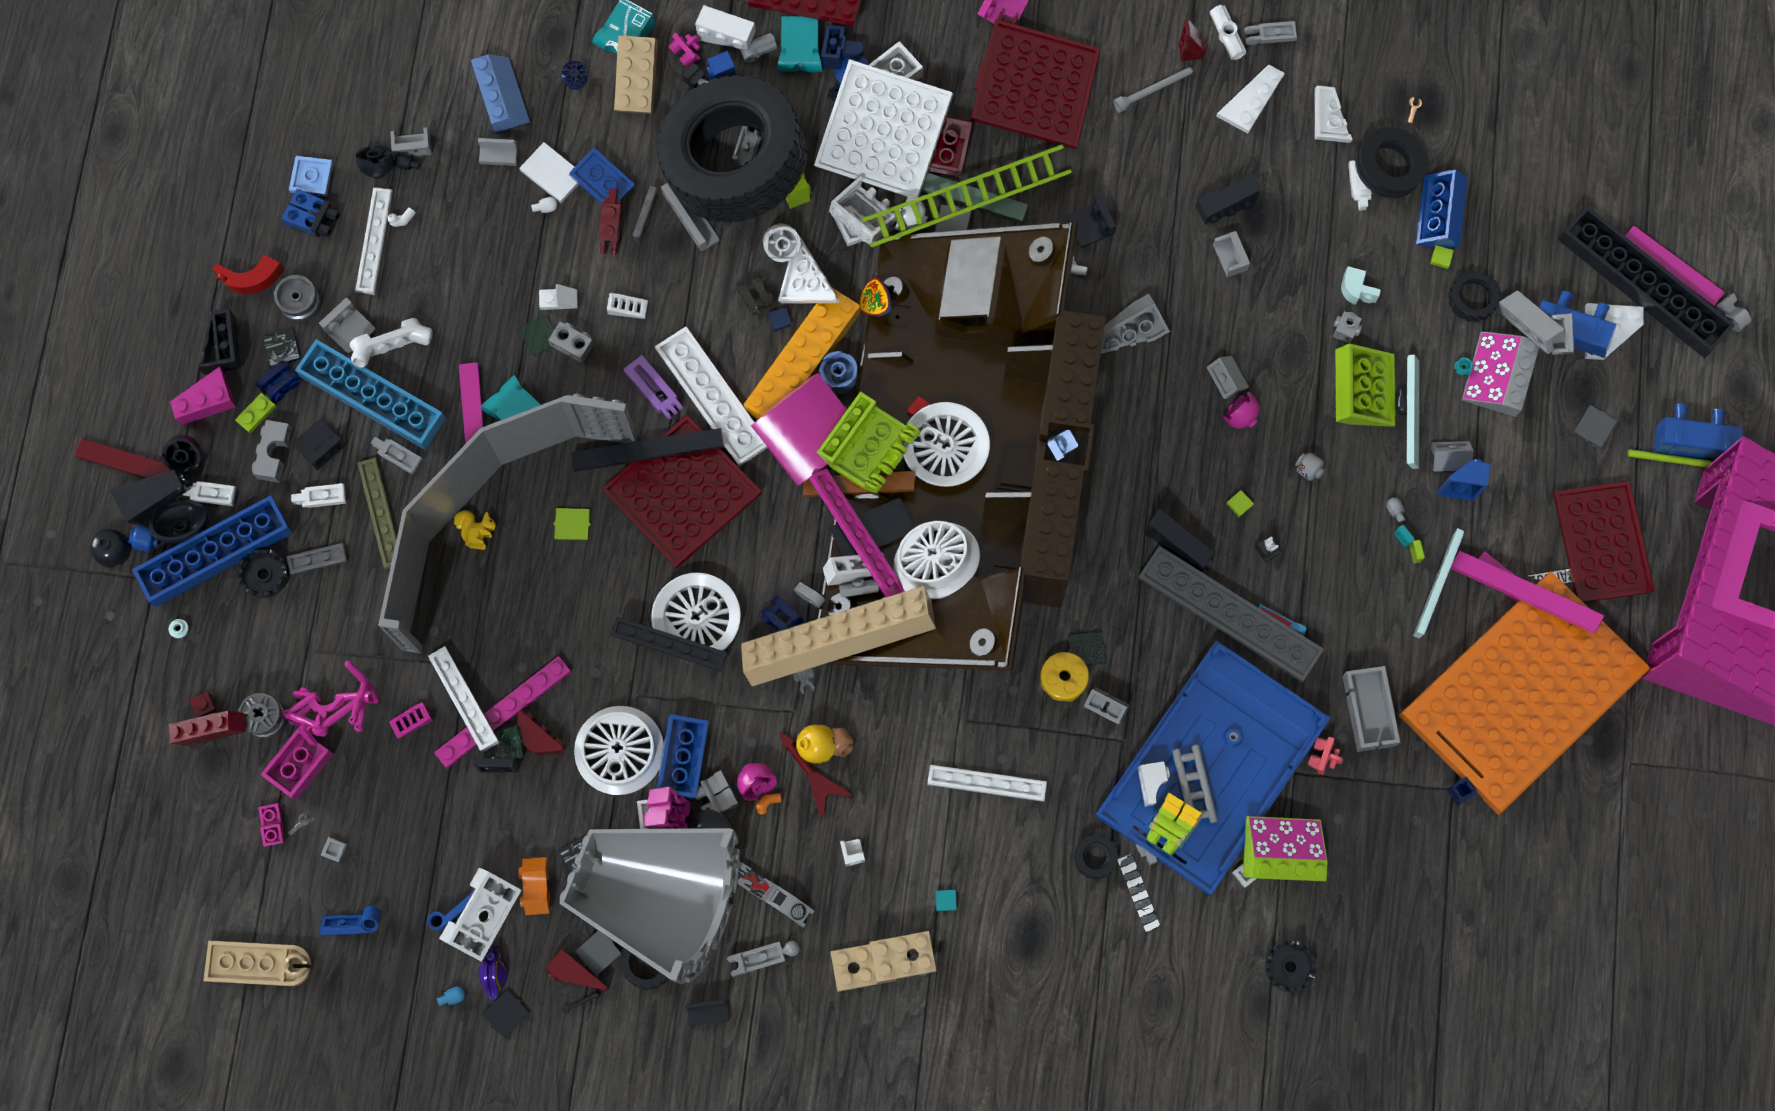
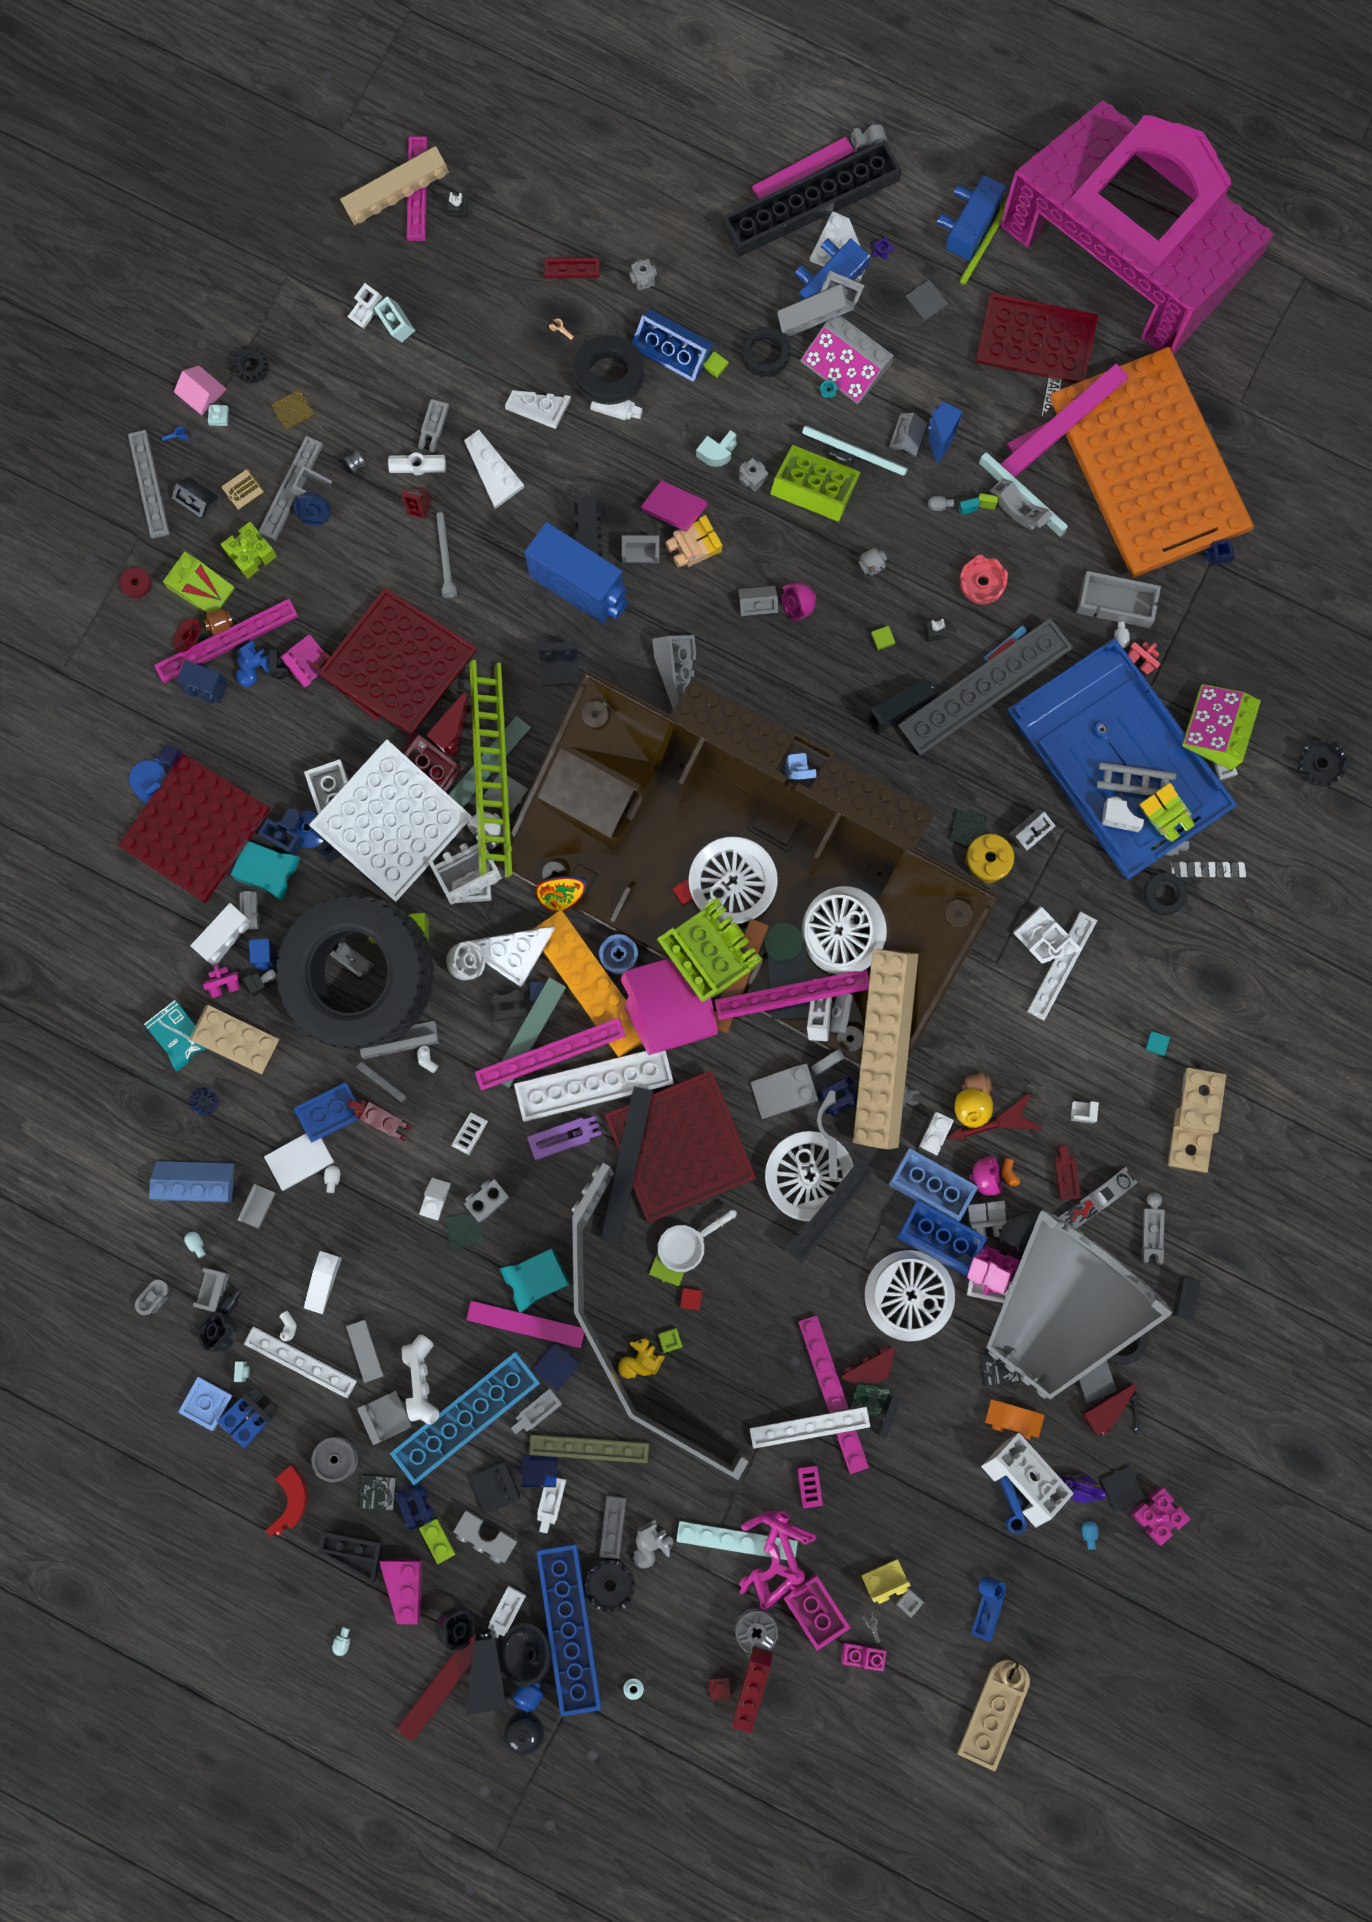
camera: 70 degrees left, 5 degrees up
(142, 365) = (341, 1642): none -> light aqua cylinder
(314, 594) = (649, 1540): none -> light grey animal
(337, 656) = (728, 1539): none -> light aqua plate
(344, 476) = (539, 1471): none -> clear blue piece
(346, 818) = (885, 1581): none -> light yellow bracket
(348, 193) = (241, 1371): none -> light aqua plate
(387, 98) = (152, 1297): none -> light grey bracket
(402, 290) = (364, 1351): none -> light grey tile
(440, 455) = (556, 1366): none -> clear blue piece
(447, 115) = (194, 1243): none -> light aqua cylinder
(452, 231) = (322, 1281): none -> white slope
(490, 1055) = (1160, 1515): none -> dark pink brick
(502, 548) = (670, 1340): none -> lime tile
(546, 553) = (691, 1299): none -> red tile
(590, 525) = (683, 1247): none -> white piece
(681, 243) = (424, 1059): none -> white arm
(723, 345) = (550, 1054): none -> dark pink plate
(728, 731) = (933, 1185): none -> medium blue slope
(731, 623) = (832, 1142): none -> light grey piece
(738, 322) = (535, 1021): none -> sand green tile
(768, 568) = (784, 1091): none -> light grey slope
(778, 718) = (935, 1134): none -> white brick
(784, 856) = (1066, 1175): none -> dark red hinge
(905, 511) = (783, 942): none -> clear green tile
(991, 150) = (449, 729): none -> dark red slope
(1008, 756) = (1045, 937): none -> white slope
(1178, 200) = (576, 574): none -> blue brick
(1258, 300) = (695, 544): none -> light nougat hips
(1285, 267) = (674, 506): none -> dark pink tile
(1337, 727) = (1122, 635): none -> white cylinder
(1343, 564) = (988, 569): none -> coral plate
(1425, 580) = (1018, 506): none -> light grey arch
(1477, 96) = (572, 268): none -> dark red plate
(1499, 159) = (643, 274): none -> light grey brick
(1628, 362) = (883, 243): none -> dark purple plate

